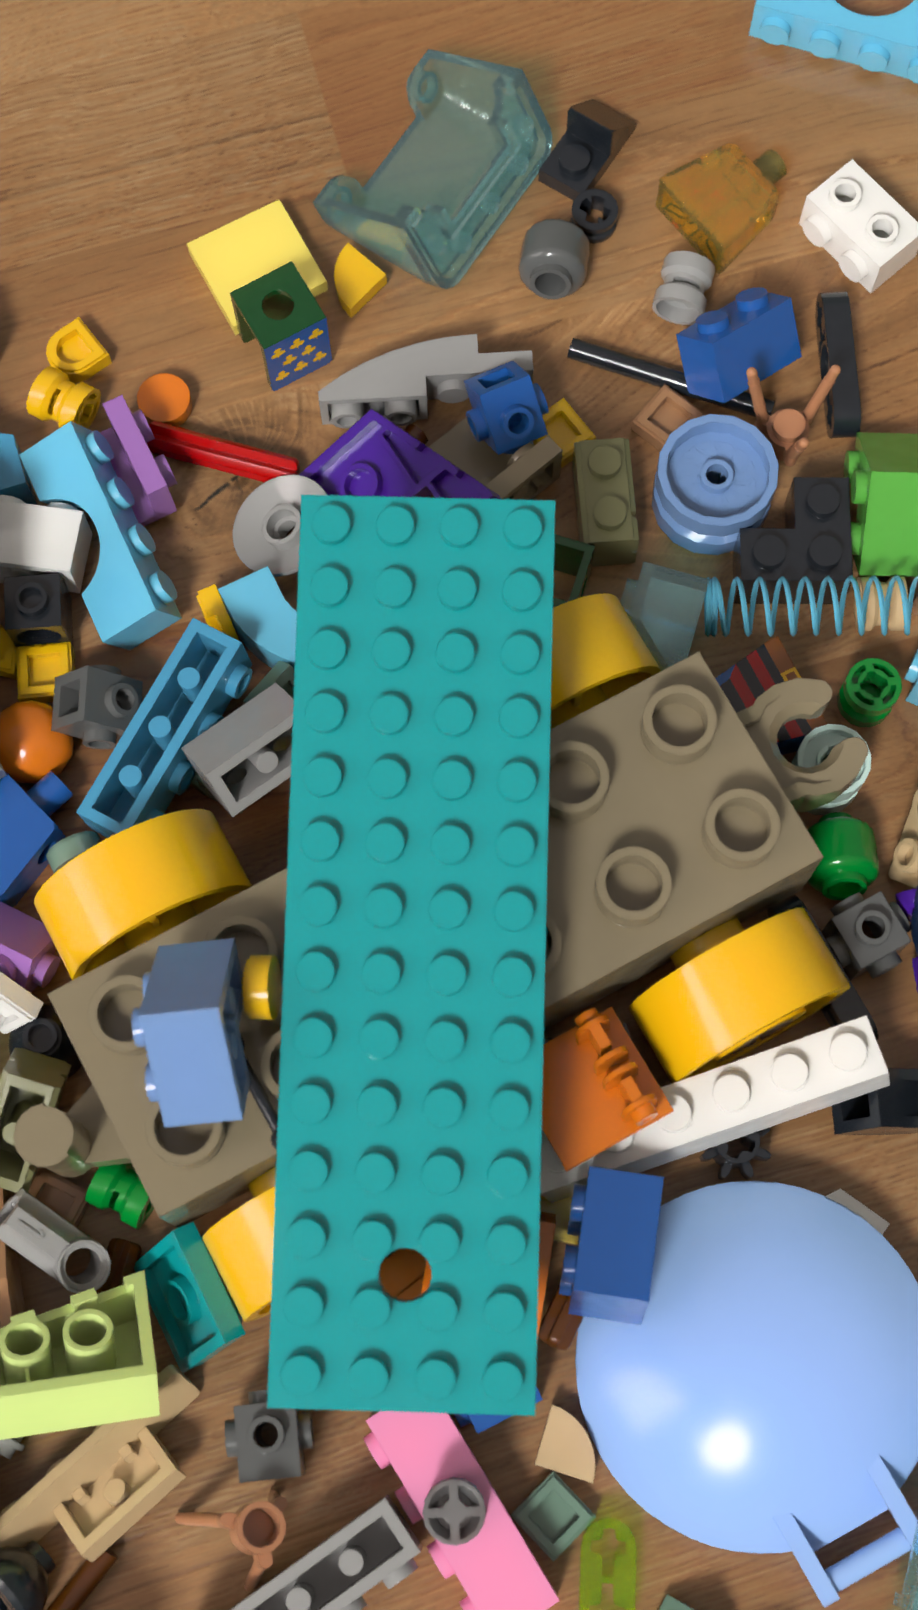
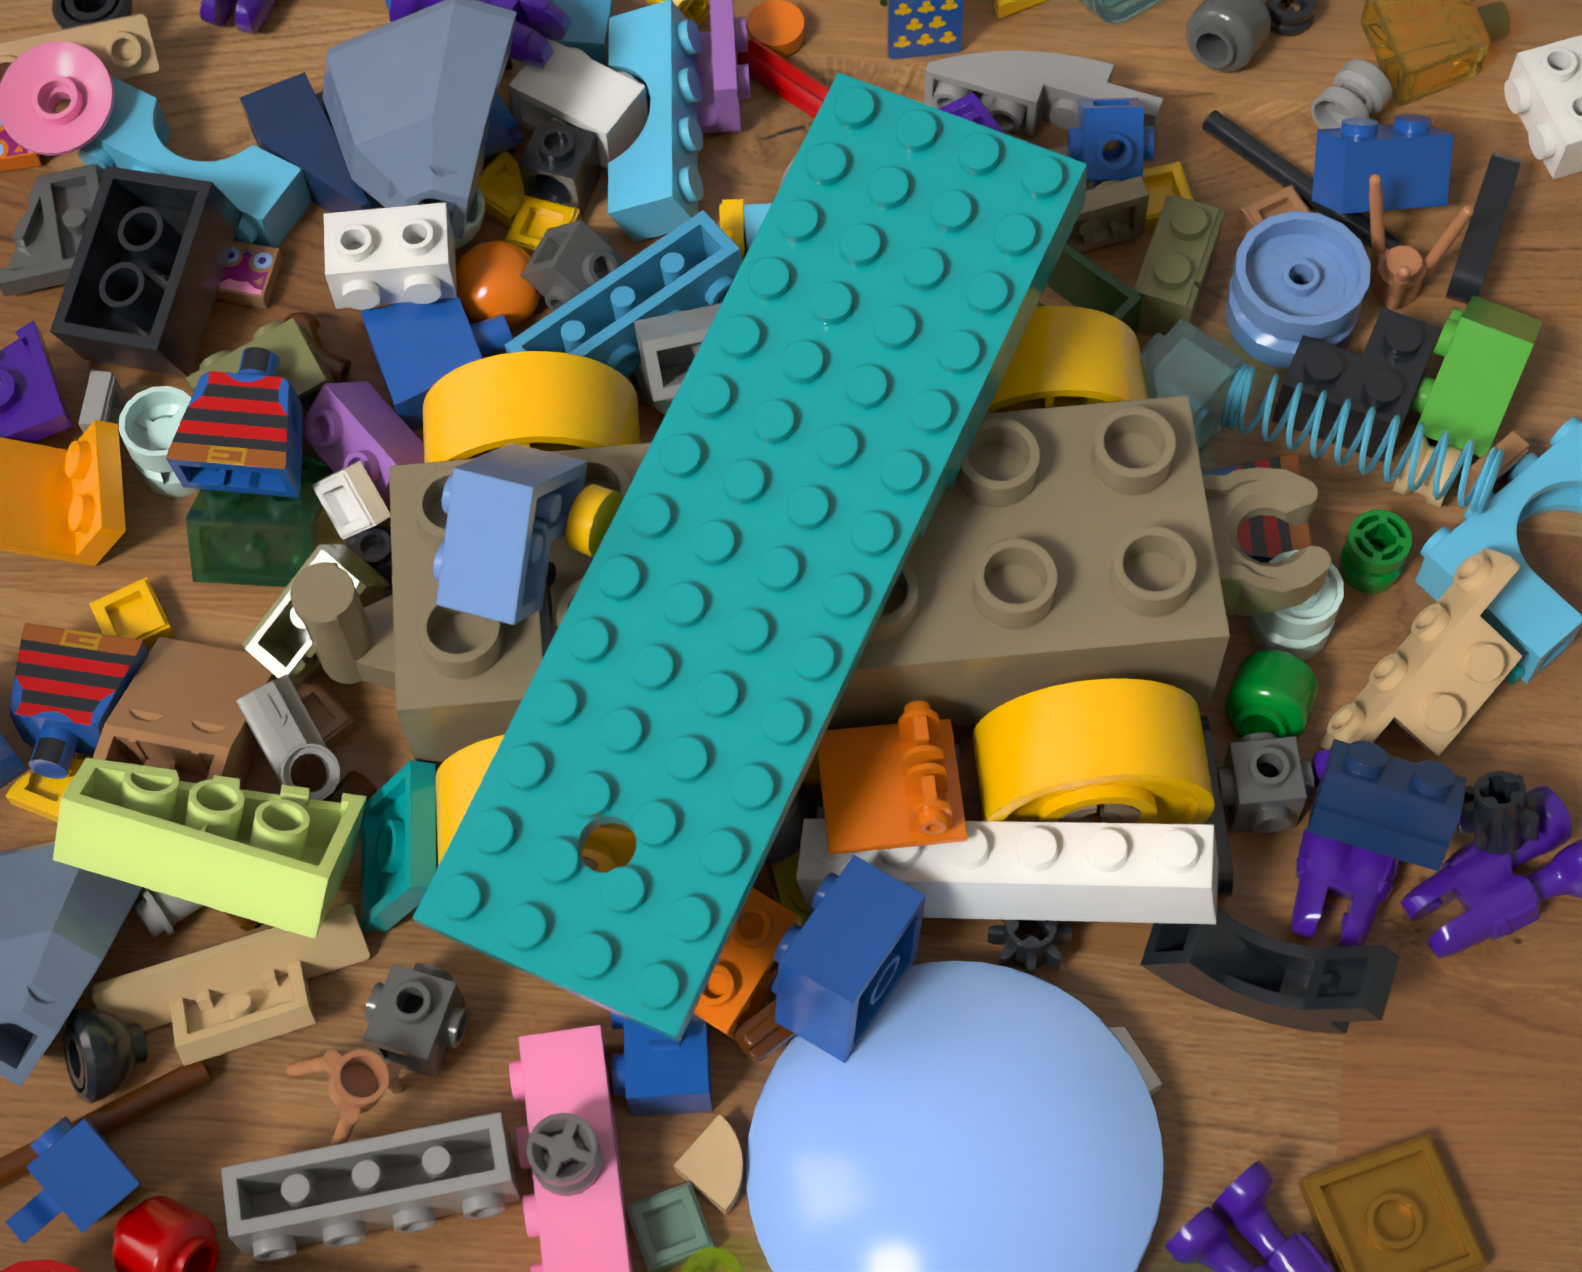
camera: 25 degrees right, 10 degrees down
(122, 1191) = (376, 722): green wheel -> none

